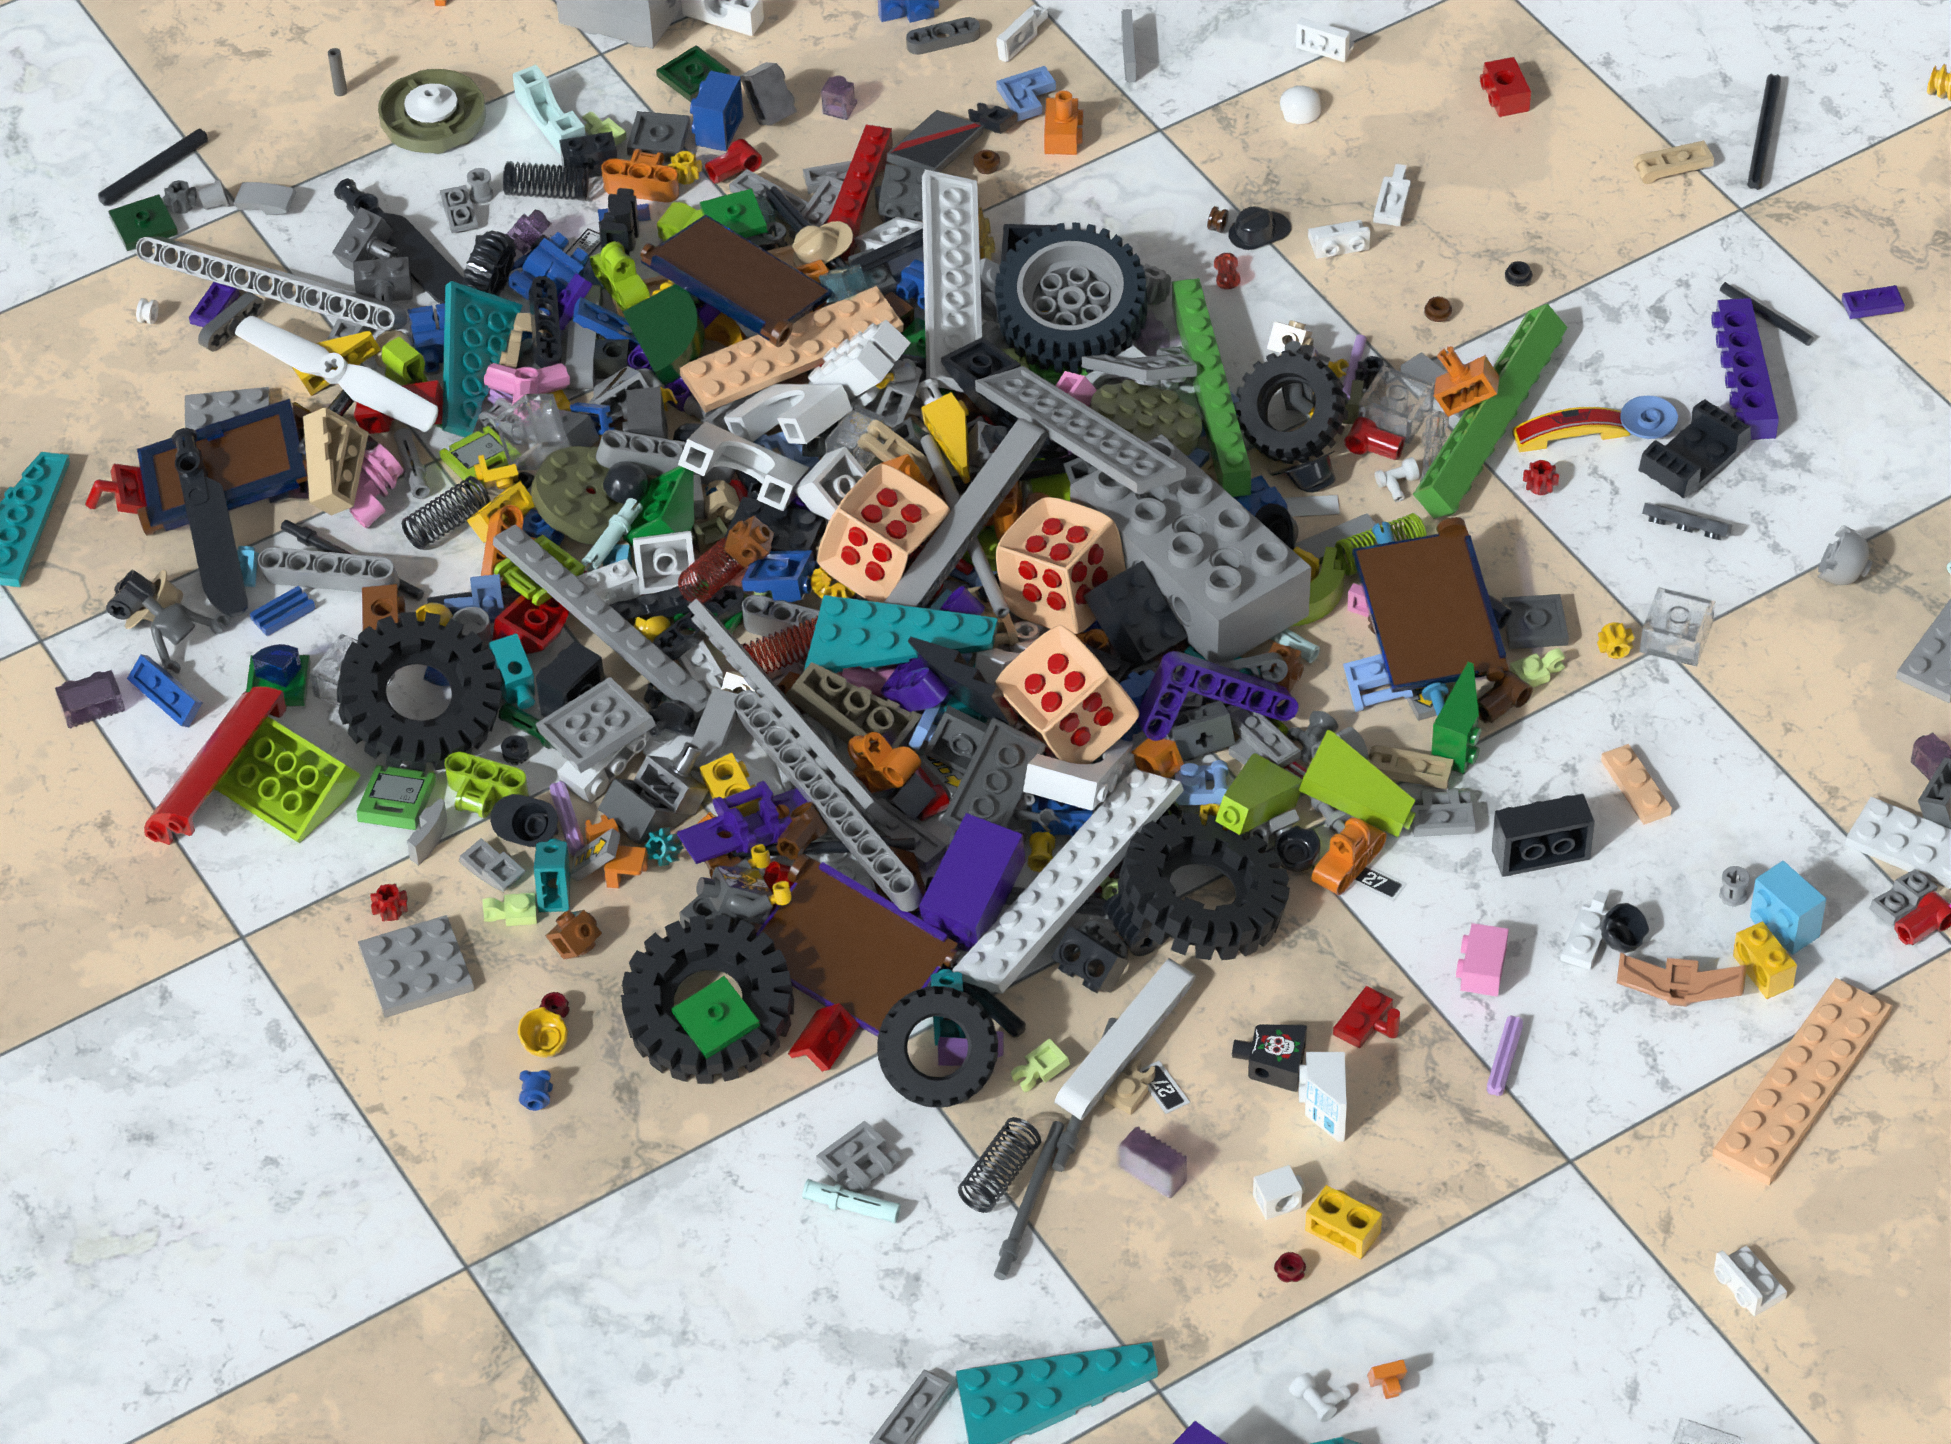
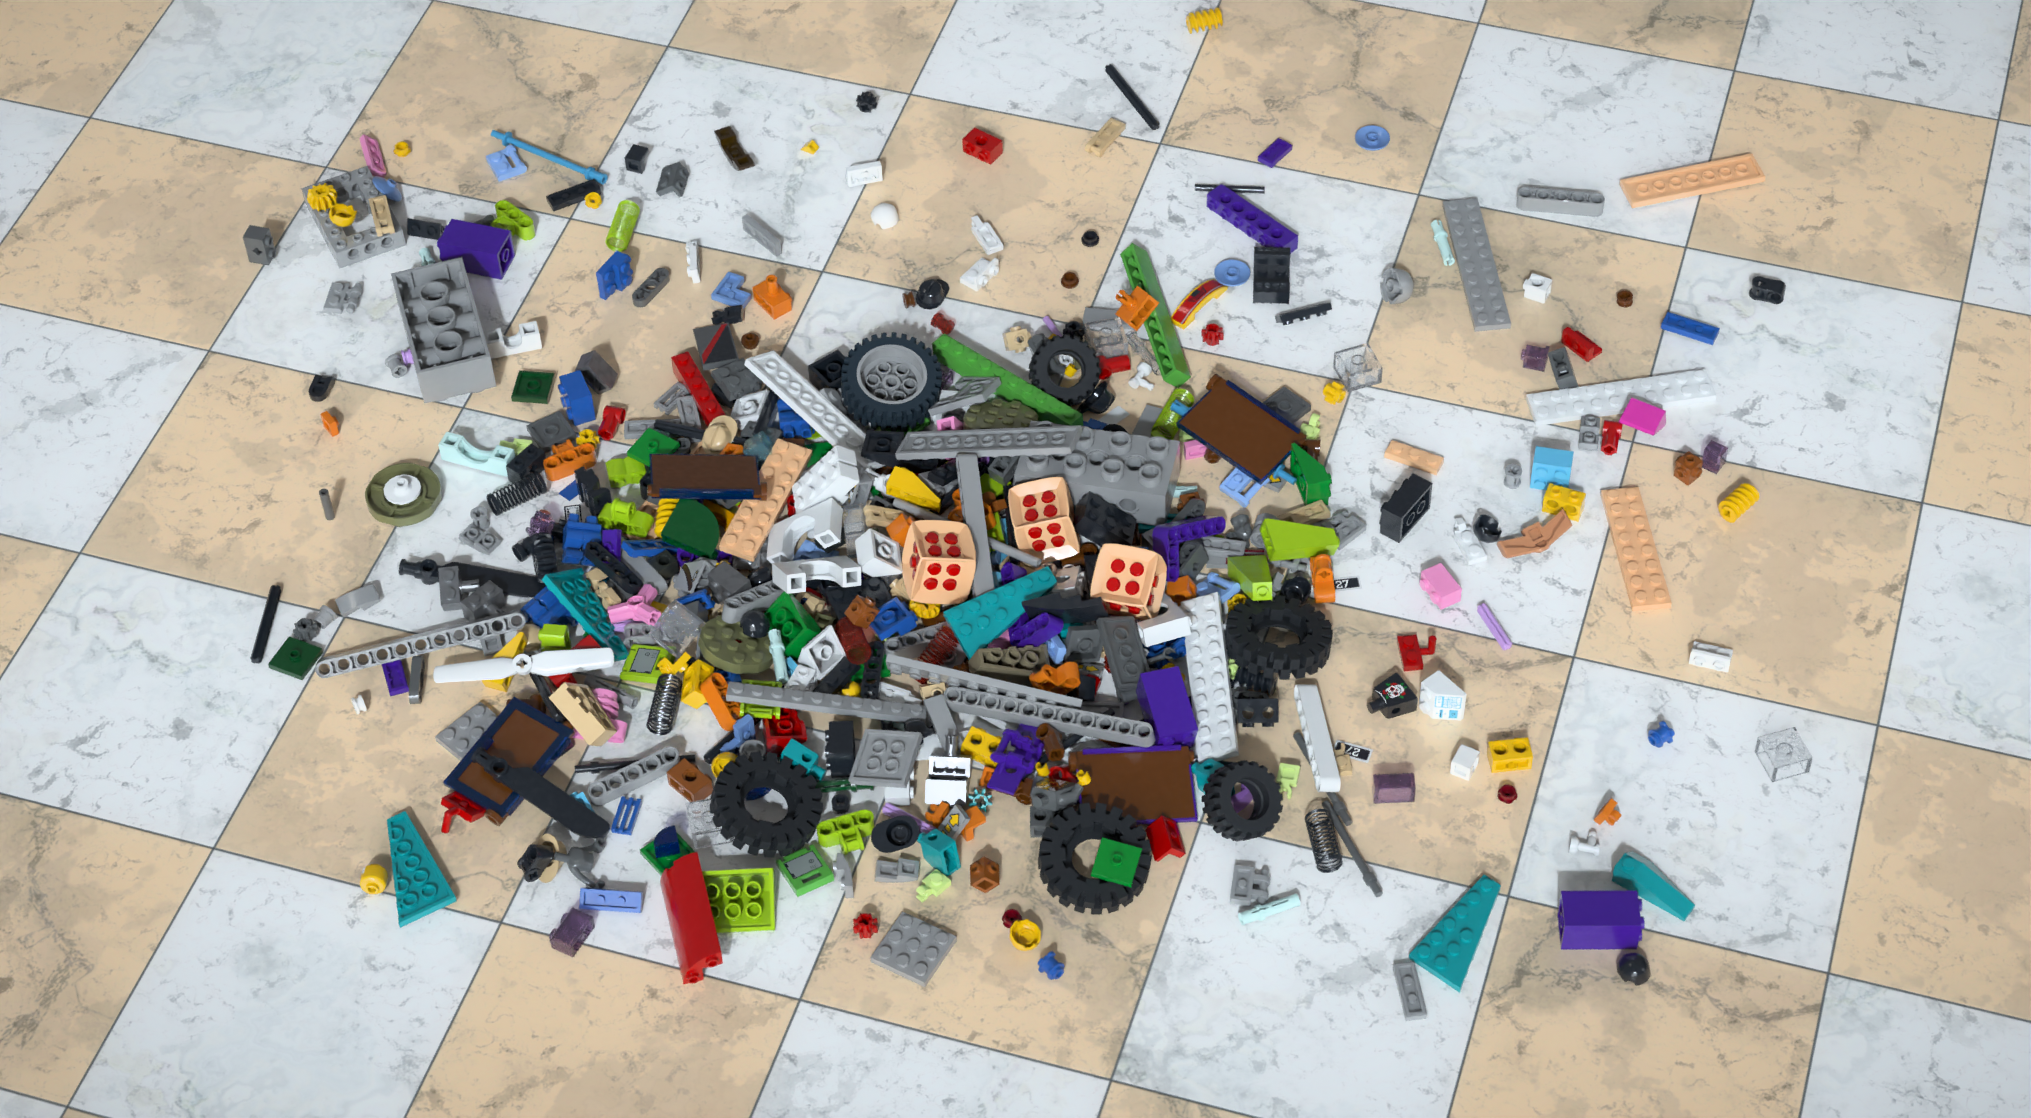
camera: 40 degrees left, 0 degrees up
(840, 91) = (632, 348): clear purple brick -> none
(1565, 1330) = (1661, 735): none -> blue brick

